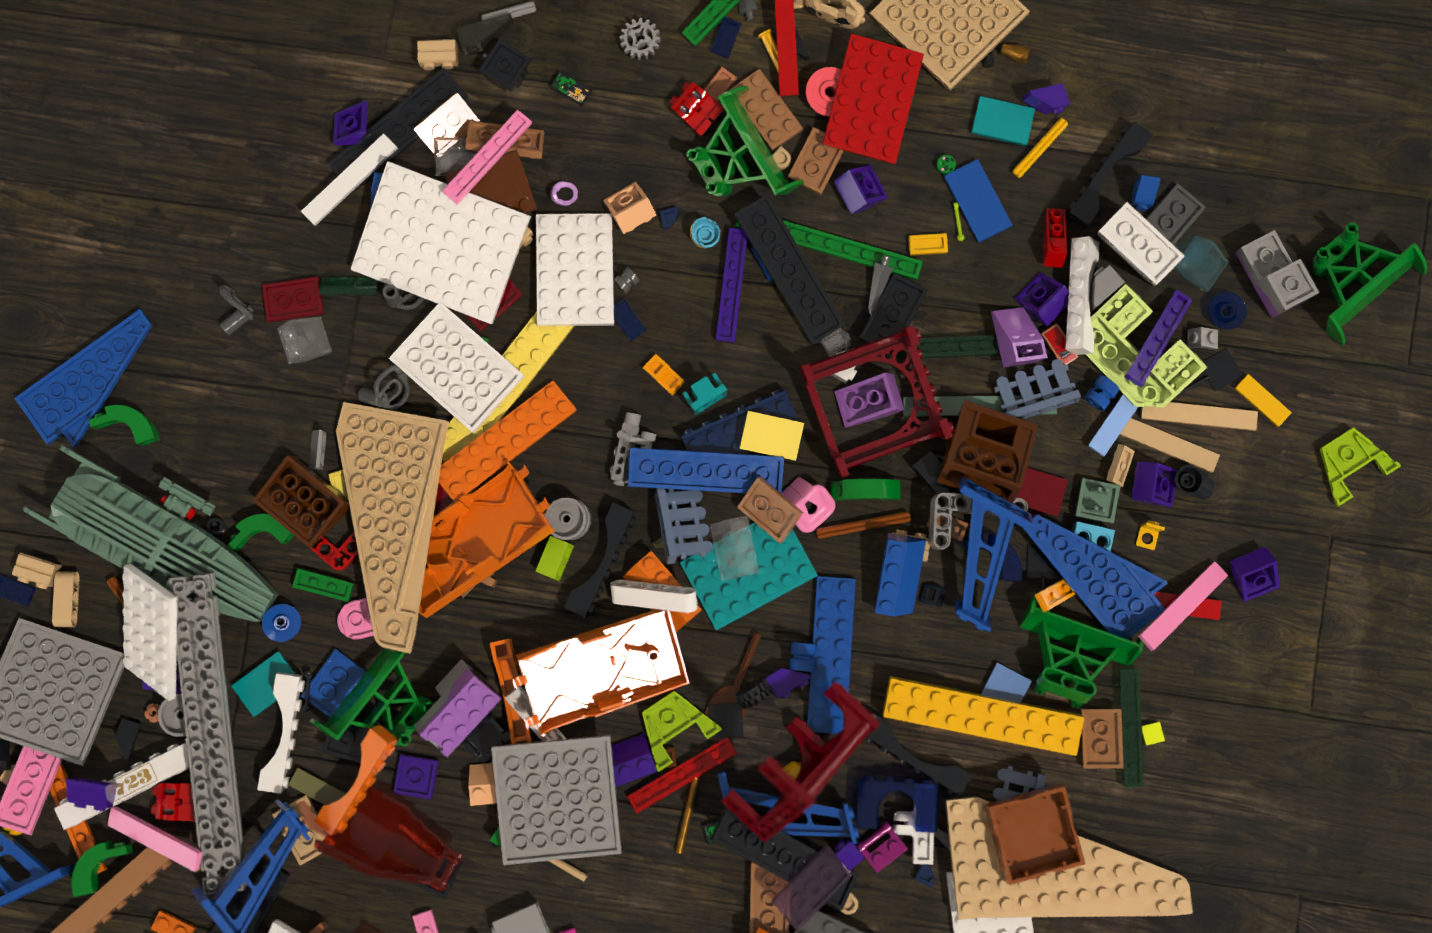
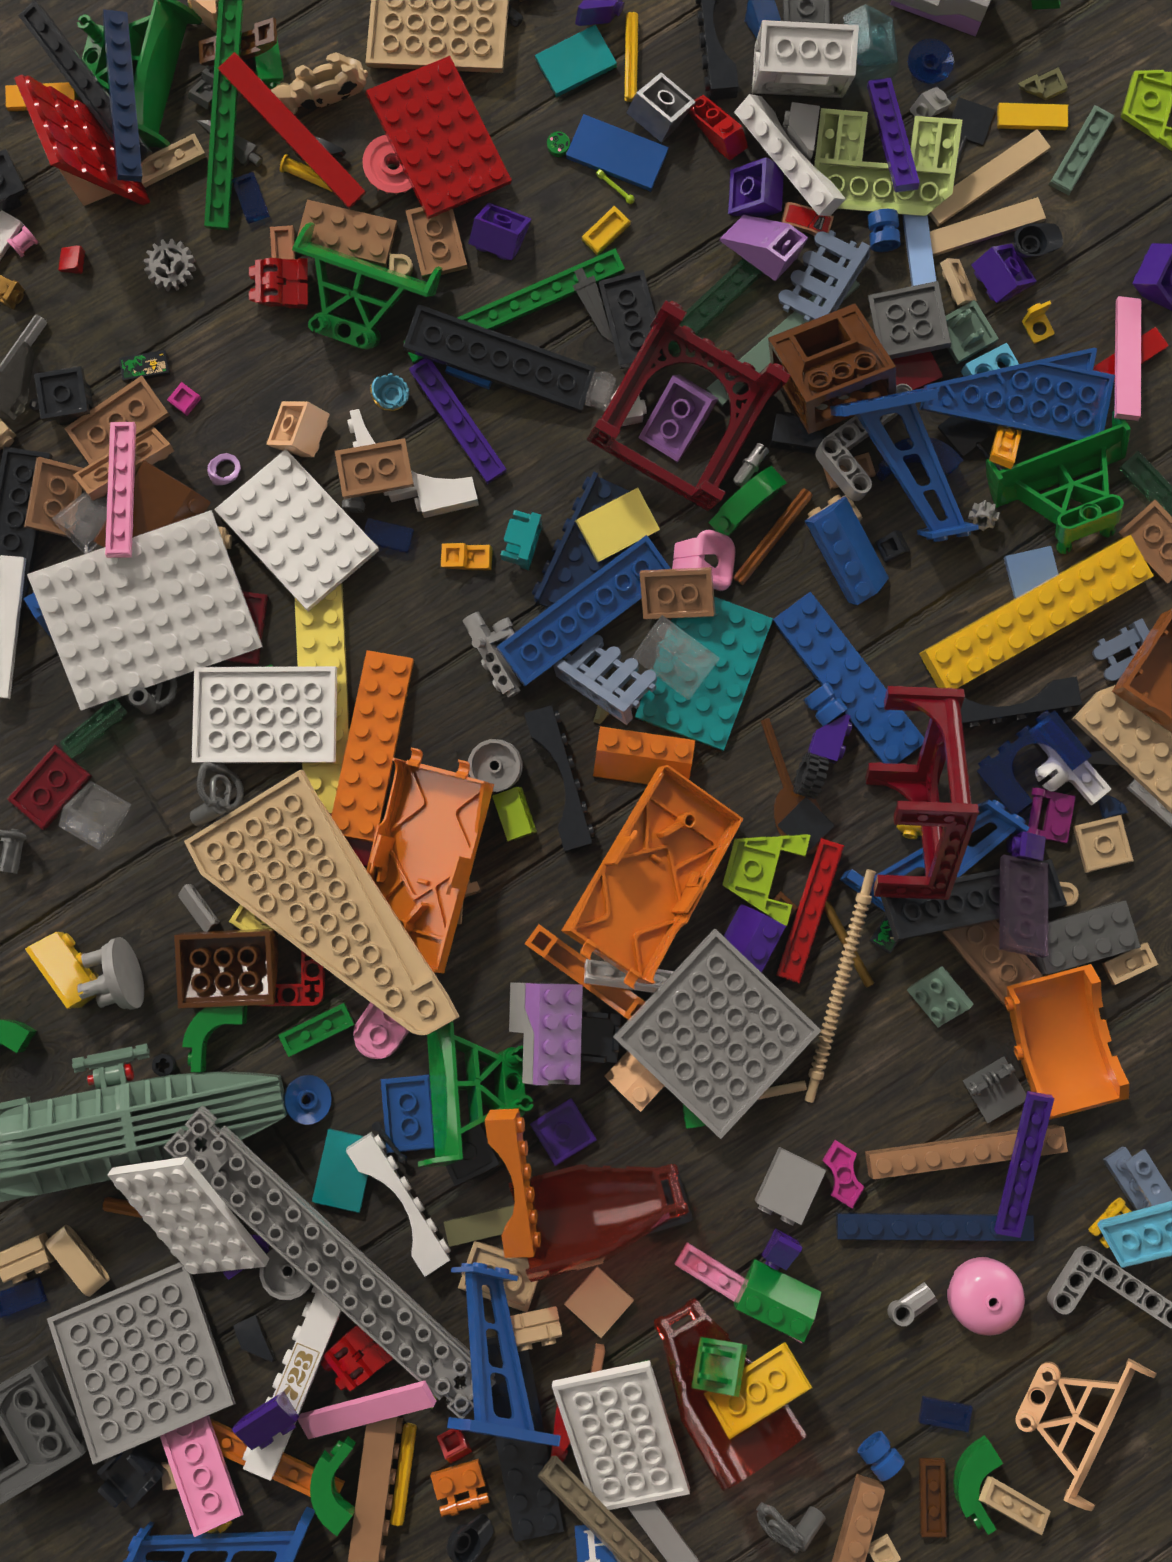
camera: 45 degrees left, 0 degrees up
(144, 896) = (403, 1474): none -> yellow axle
(149, 712) = (254, 1297): nougat plate -> none
(188, 905) = (454, 1445): none -> red slope
(207, 419) = (62, 967): none -> yellow slope
(236, 452) = (121, 976): none -> light grey piece
(295, 878) = (536, 1327): none -> tan brick
(347, 897) = (599, 1301): none -> tan tile
(541, 108) = (130, 404): none -> medium nougat plate
(577, 129) = (184, 399): none -> dark pink tile
(652, 273) = (374, 468): none -> medium nougat plate
(654, 596) = (640, 765): white beam -> none
(656, 269) = (434, 494): none -> white arch
(668, 217) = (341, 407): dark blue tile -> none
(713, 897) = (940, 996): none -> sand green plate
(715, 796) = (863, 899): none -> tan hose
(887, 468) = (750, 465): none -> light grey axle
(899, 893) = (1103, 843): none -> tan tile
(1005, 625) = (984, 515): none -> light grey gear
(1029, 195) = (660, 106): none -> flat silver slope
(1065, 464) = (910, 320): none -> dark grey plate
(1275, 448) = (1081, 150): none -> sand green tile
(1289, 388) = (1046, 85): none -> olive slope

